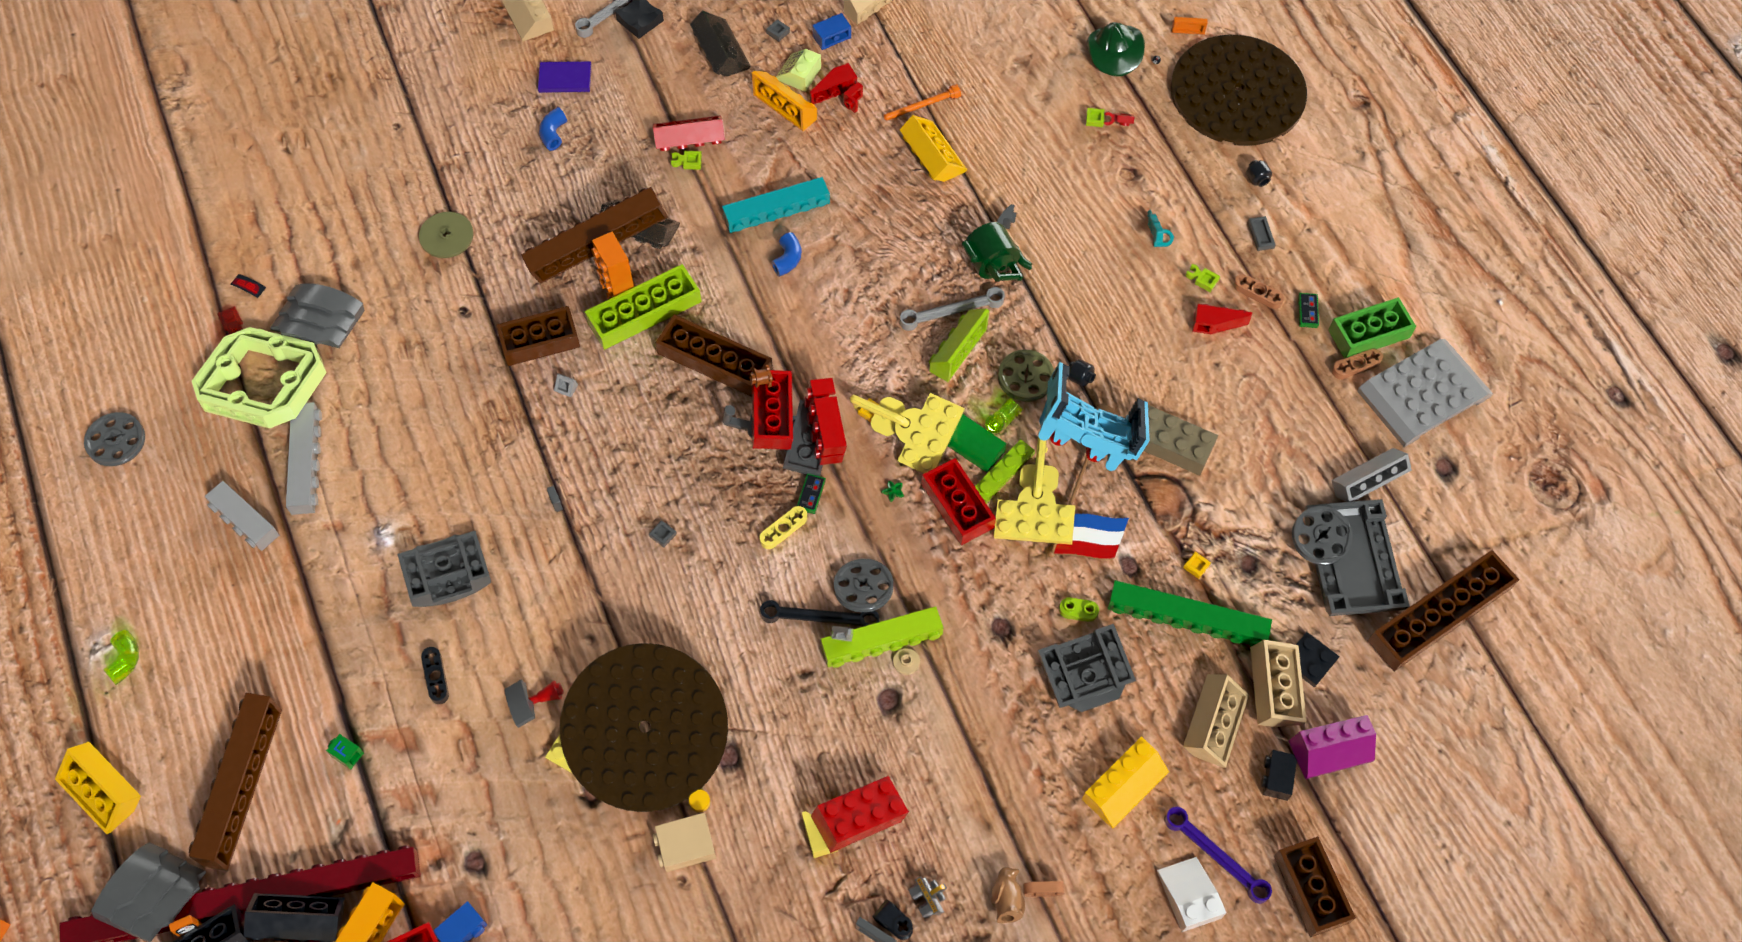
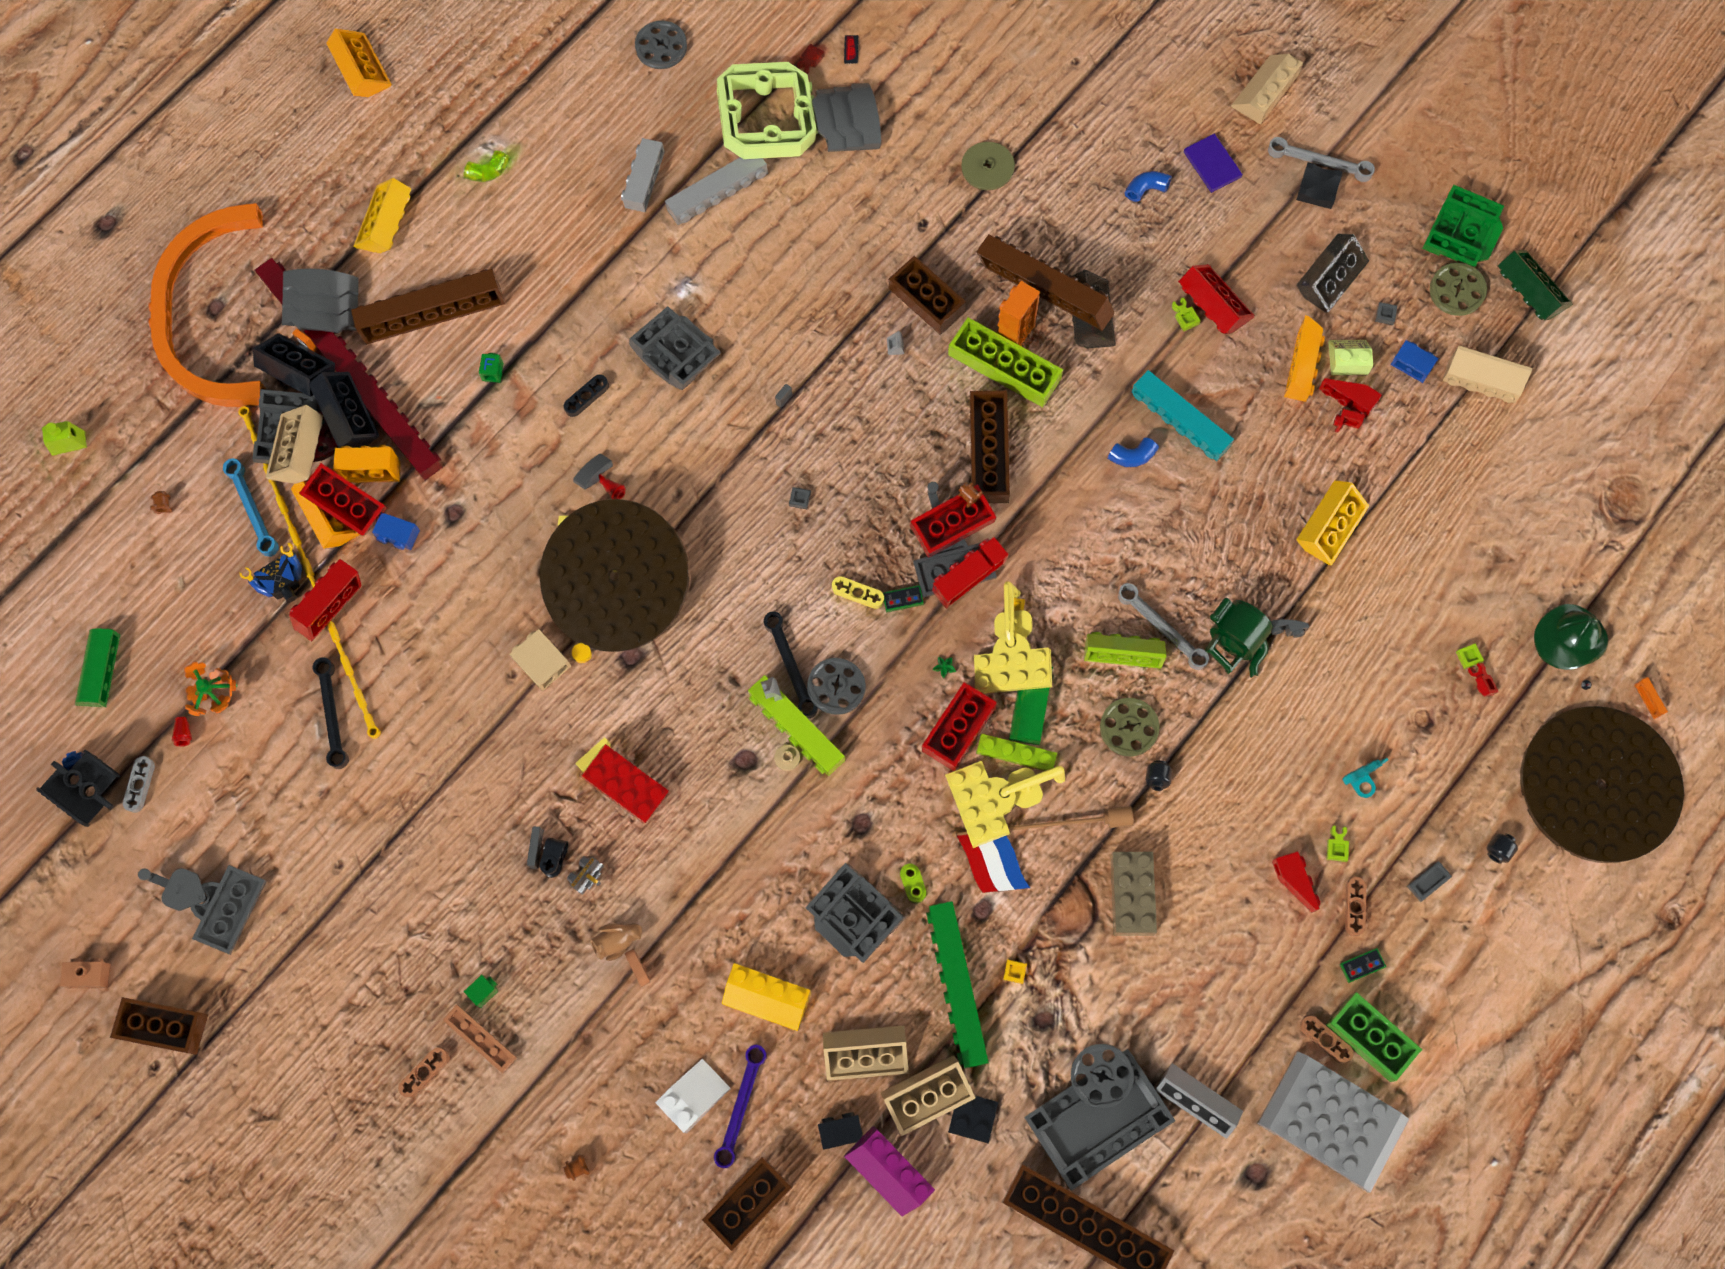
camera: 70 degrees right, 10 degrees up
(953, 92) = (1413, 507): orange piece -> none
(1003, 416) = (1068, 725): clear neon green cylinder -> none
(1097, 430) = (1082, 822): medium azure container -> none

